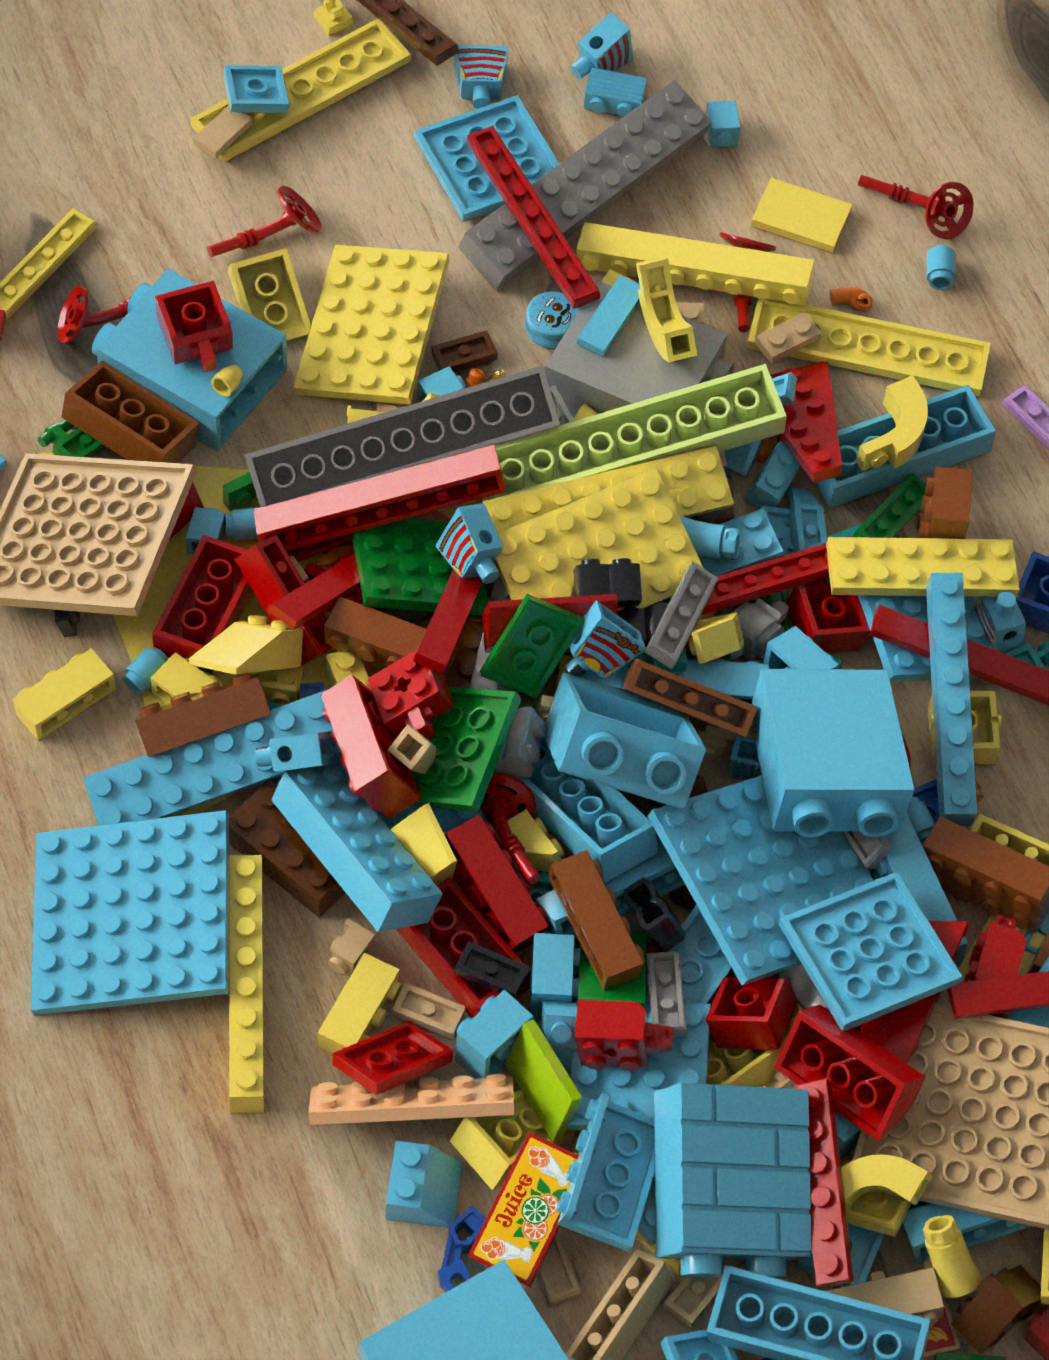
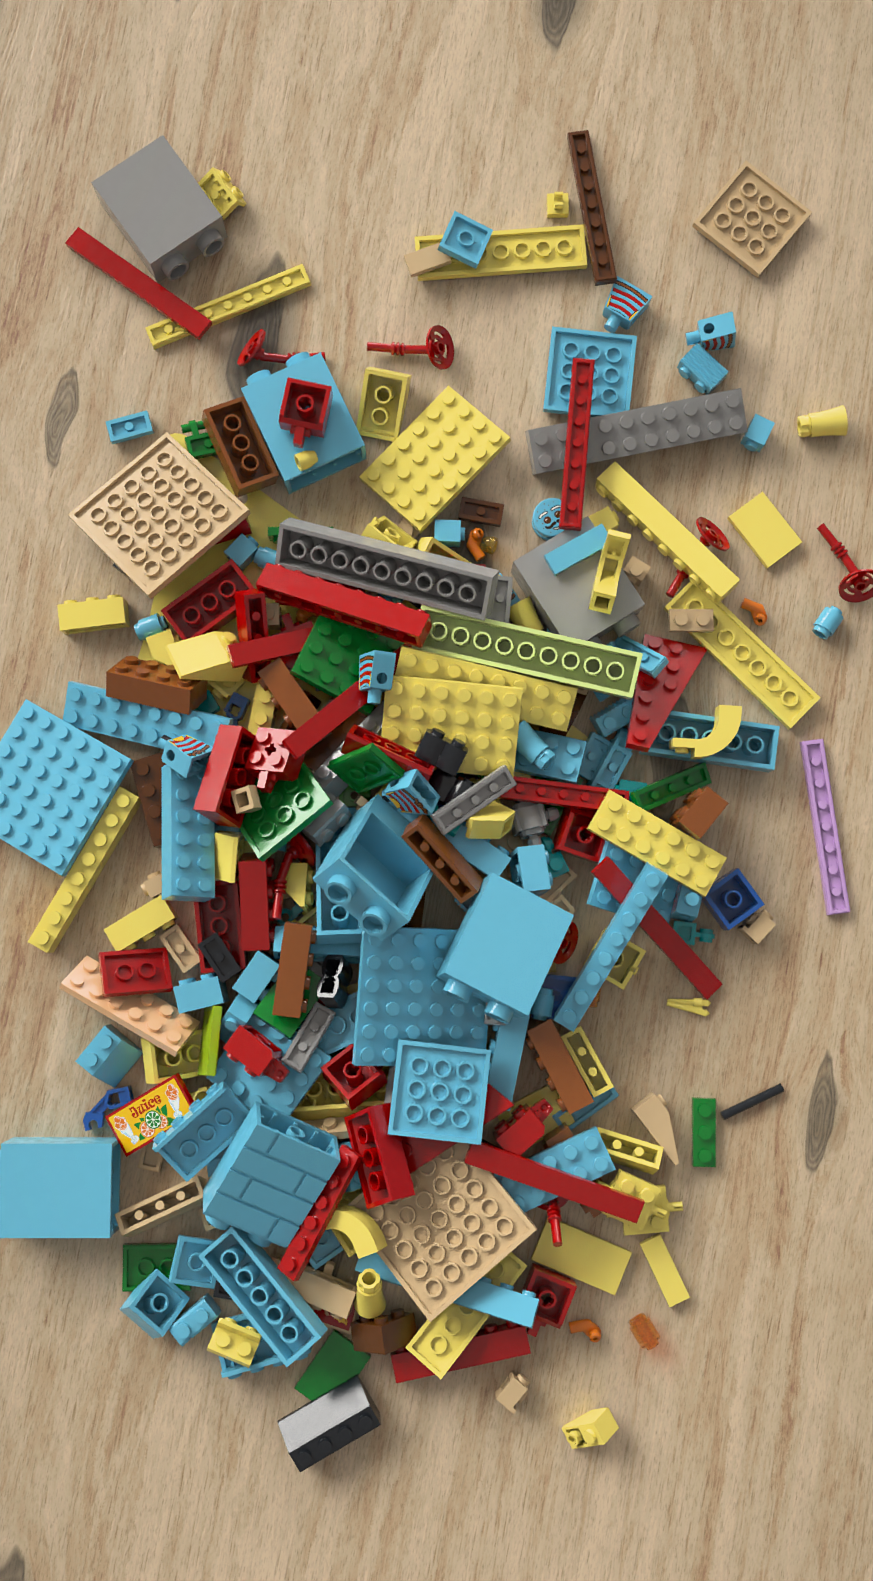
camera: 30 degrees right, 25 degrees up
(789, 79) = (823, 423): none -> light yellow plant

